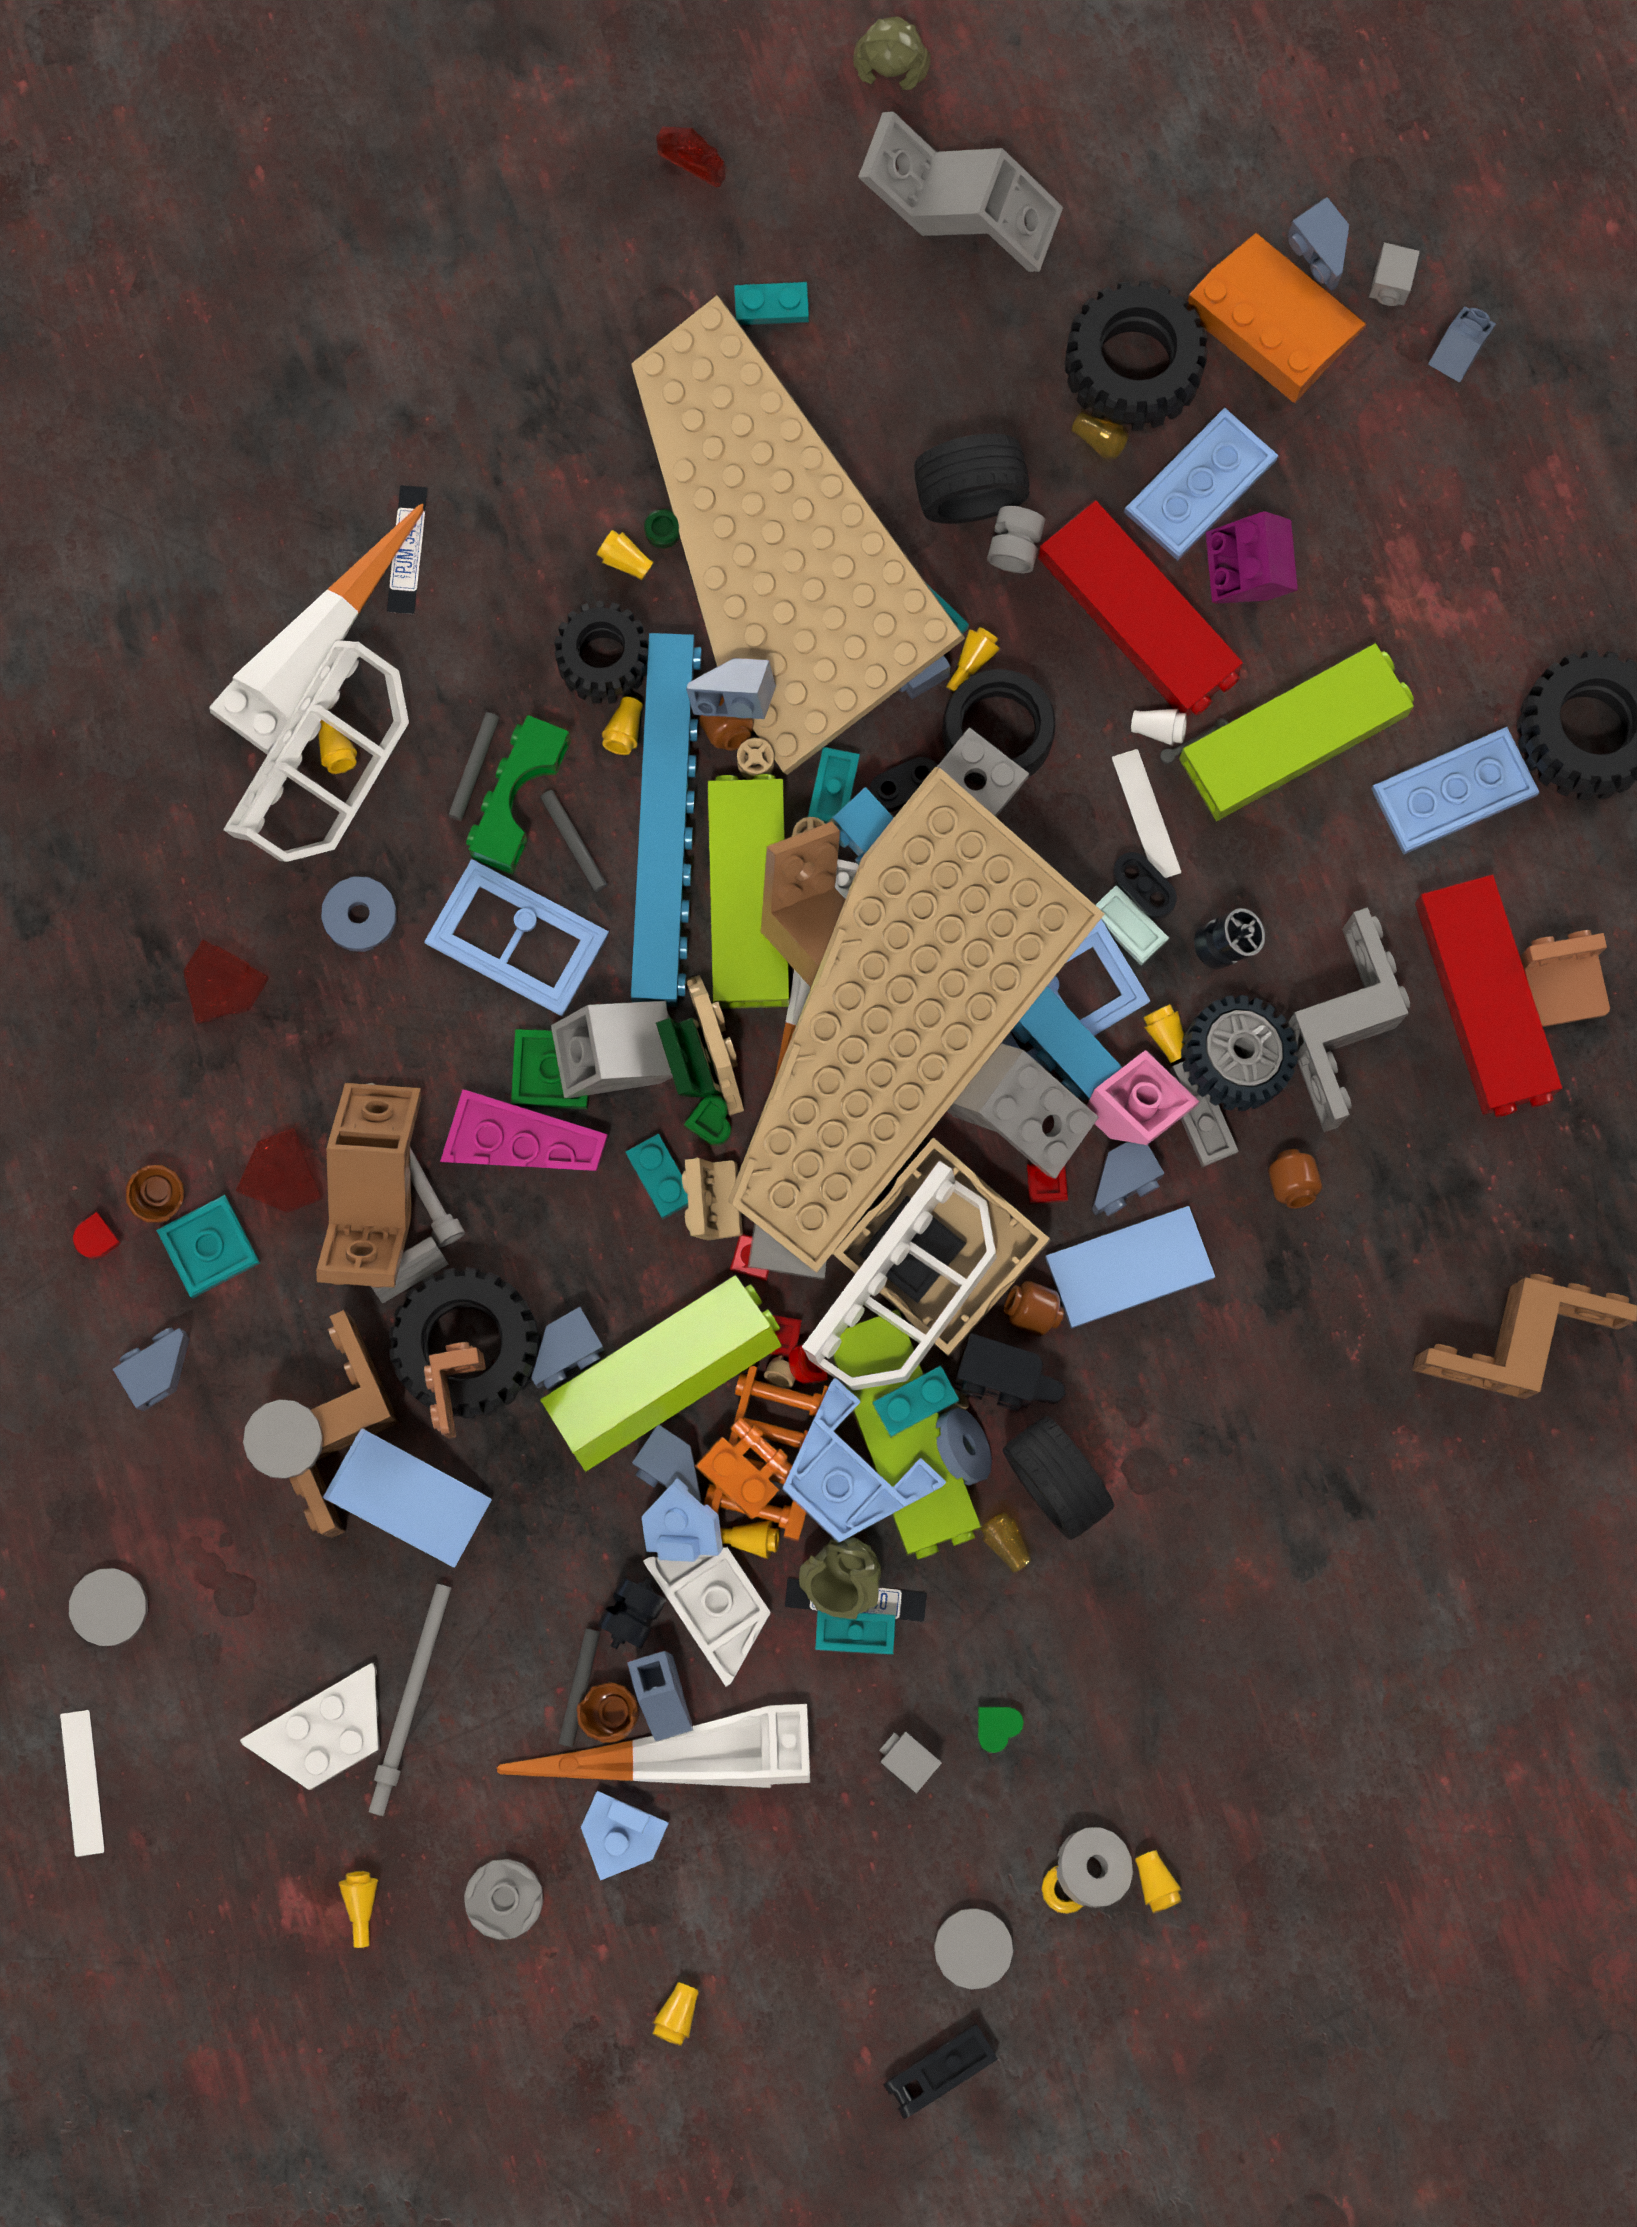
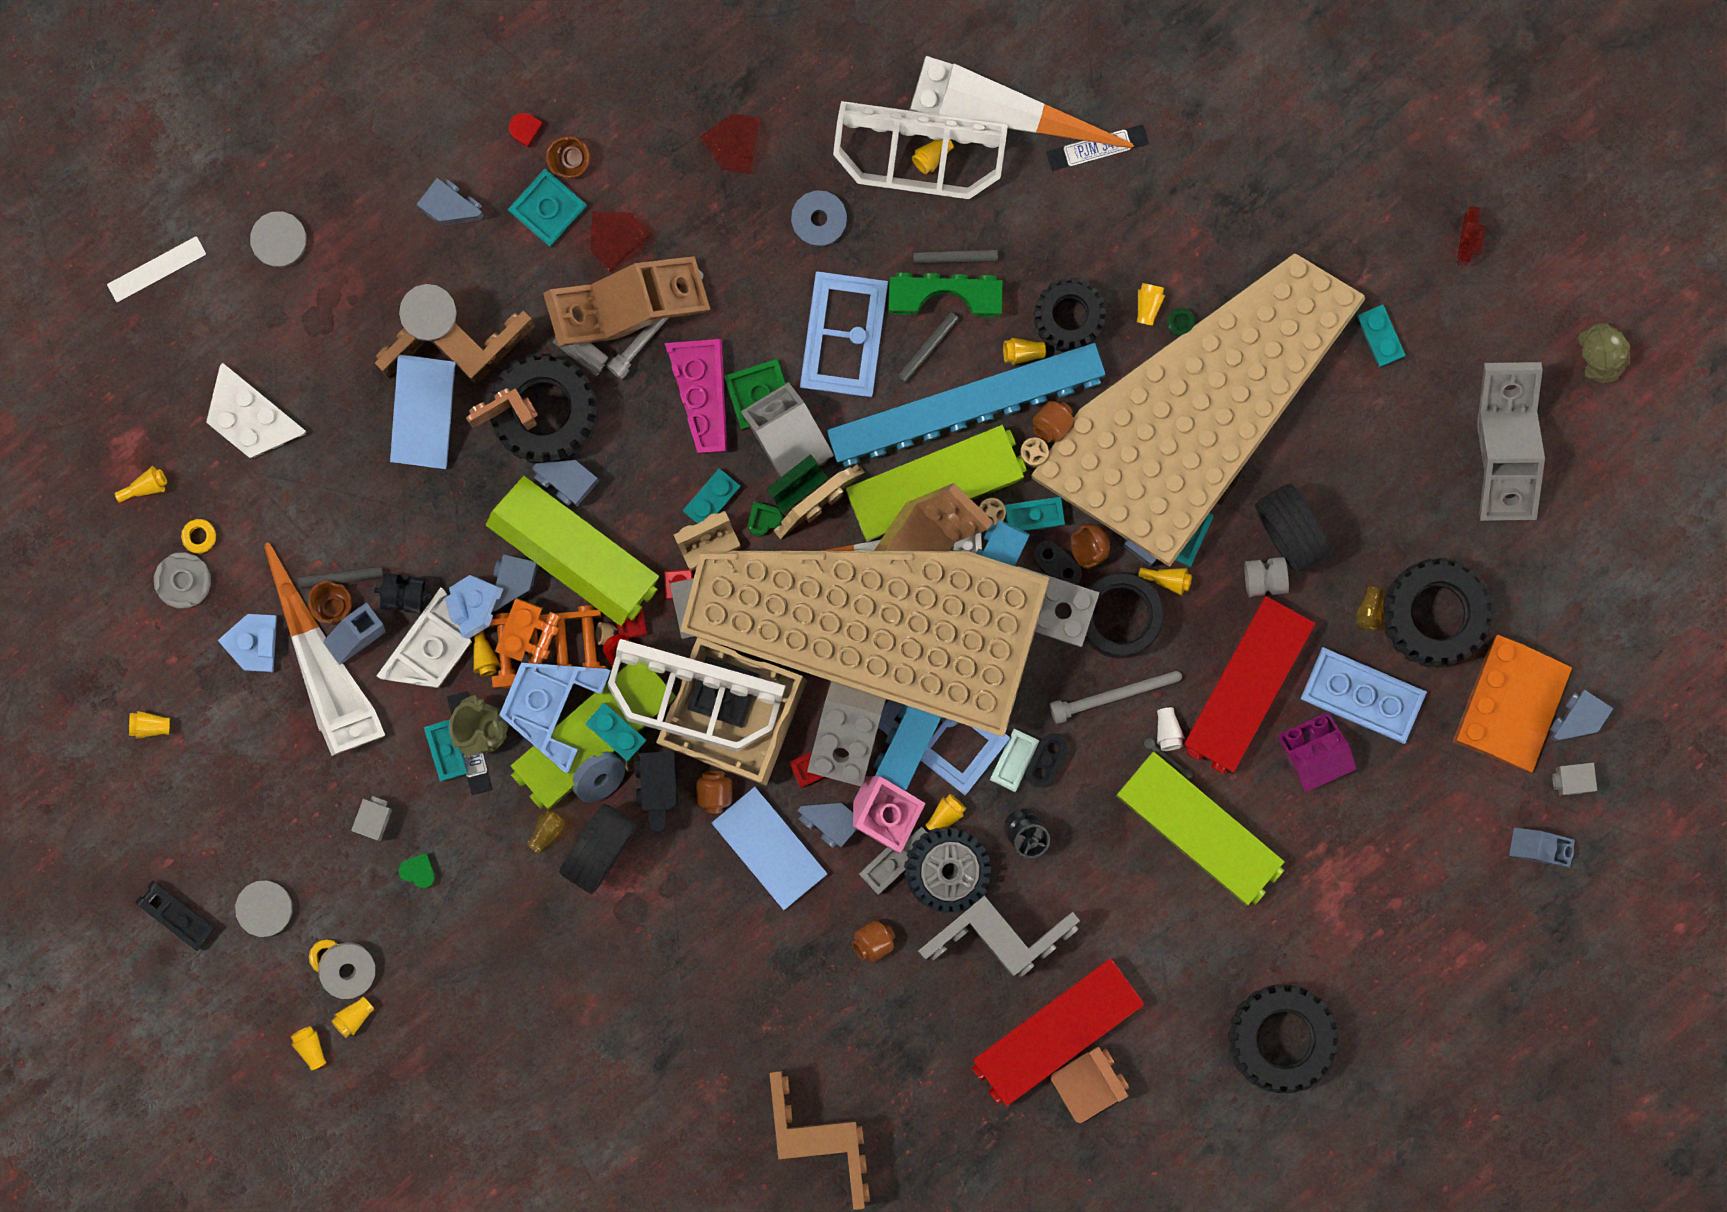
camera: 70 degrees right, 5 degrees up
(387, 1774) = (236, 470): light grey bar -> none
(437, 1860) = (207, 544): none -> yellow piece
(743, 683) = (1077, 423): sand blue slope -> none
(898, 733) = (1090, 545): none -> dark orange hair
(1089, 843) = (1063, 710): none -> light grey piece
(1146, 813) = (1101, 744): white sticker -> none
(1174, 1955) = (308, 1046): none -> yellow cone
(1455, 790) = (1202, 958): light blue tile -> none

